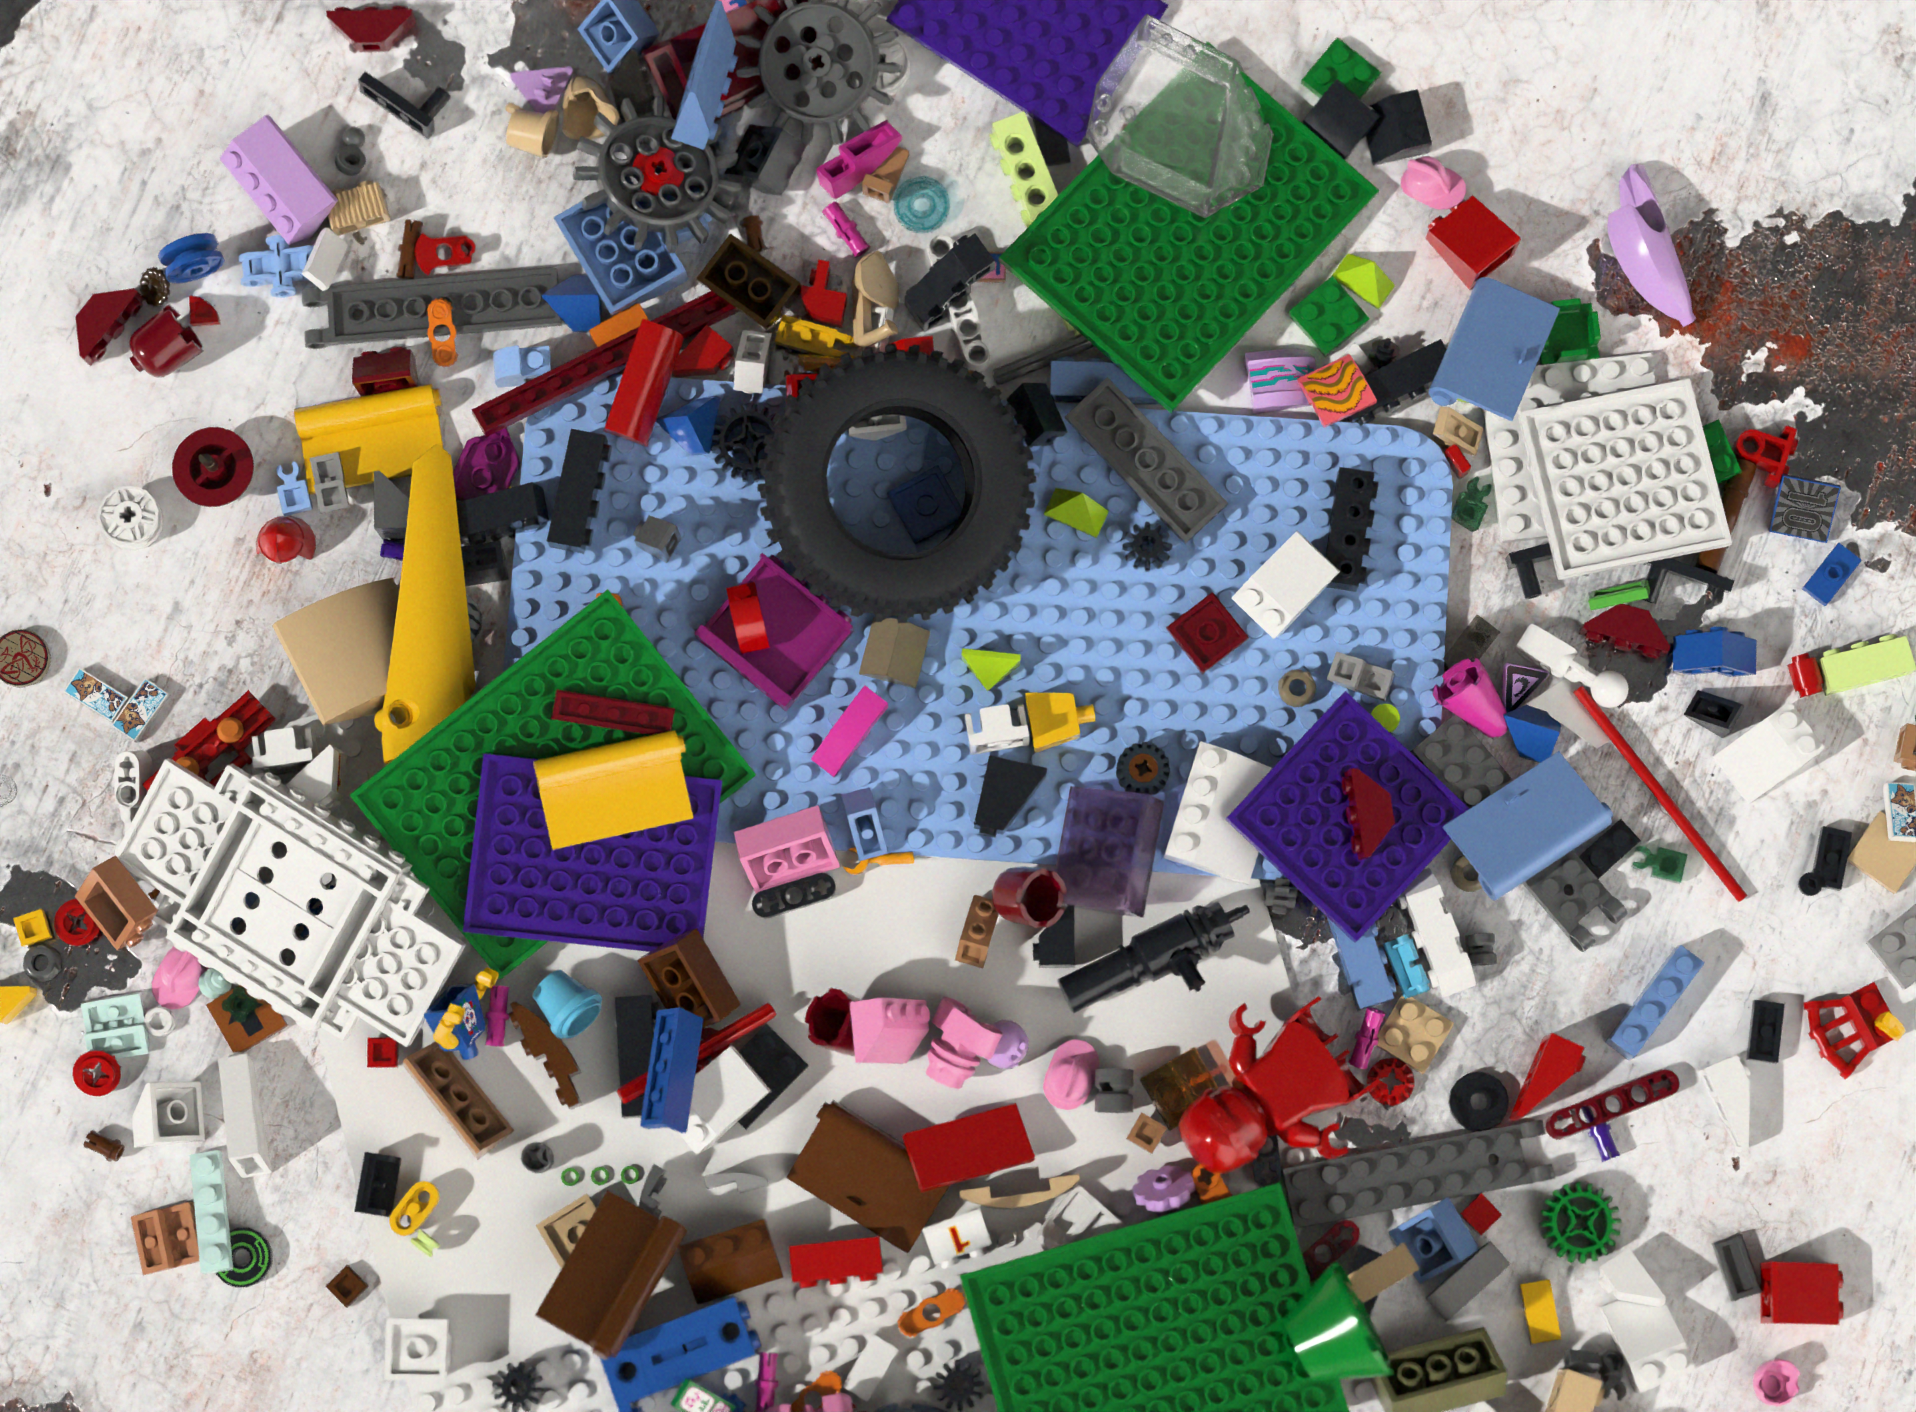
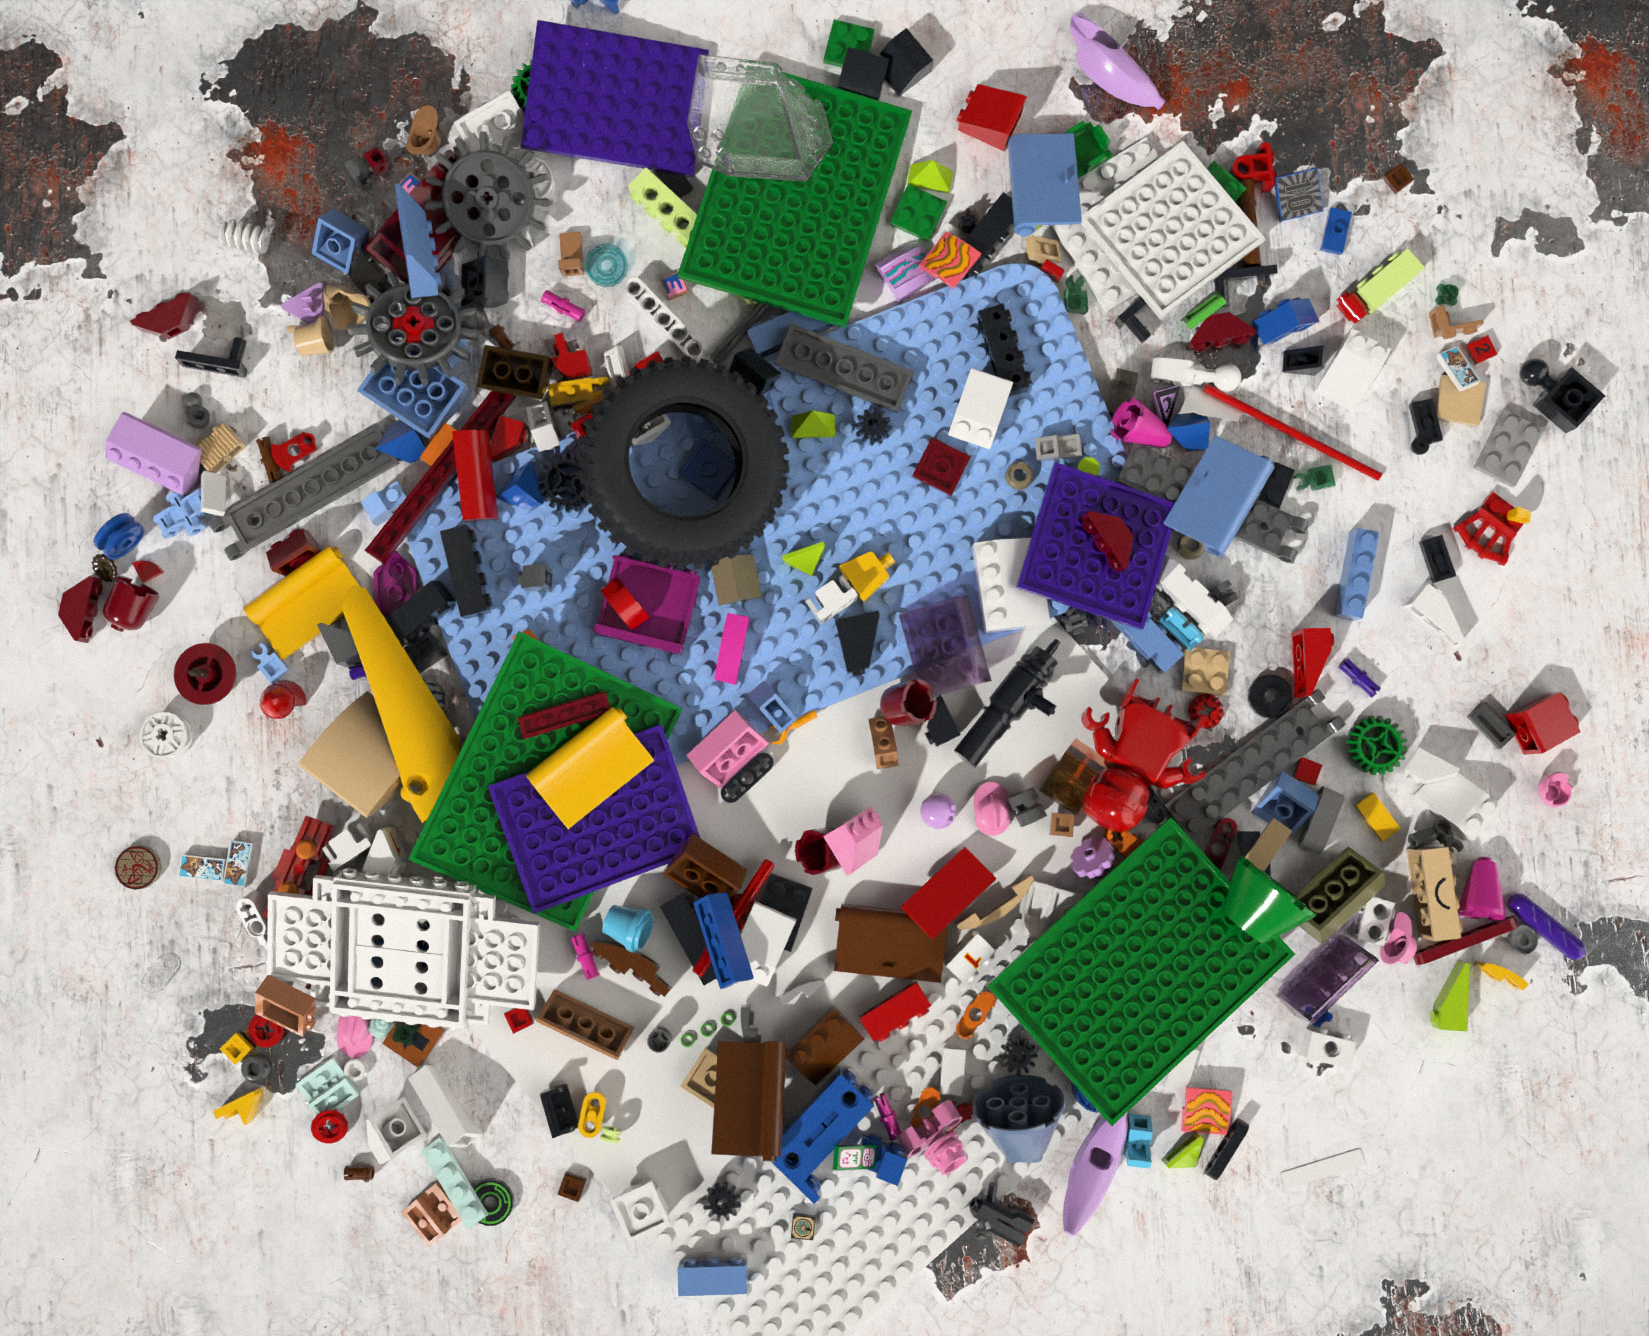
camera: 25 degrees left, 5 degrees up
(329, 482) = (292, 646): light grey slope -> none
(443, 351) = (310, 494): orange piece -> none
(458, 1016) = (558, 971): torso -> none
(858, 158) = (547, 252): dark pink slope -> none
(874, 283) = (600, 333): tan piece -> none
(948, 281) = (650, 307): black brick -> none
(955, 1053) = (911, 825): bright pink beam -> none
(1140, 779) = (937, 585): black wheel -> none
(1366, 1038) = (1177, 689): dark pink pin -> none
(1433, 183) = (946, 89): bright pink piece -> none
(1599, 1108) = (1357, 665): dark red beam -> none

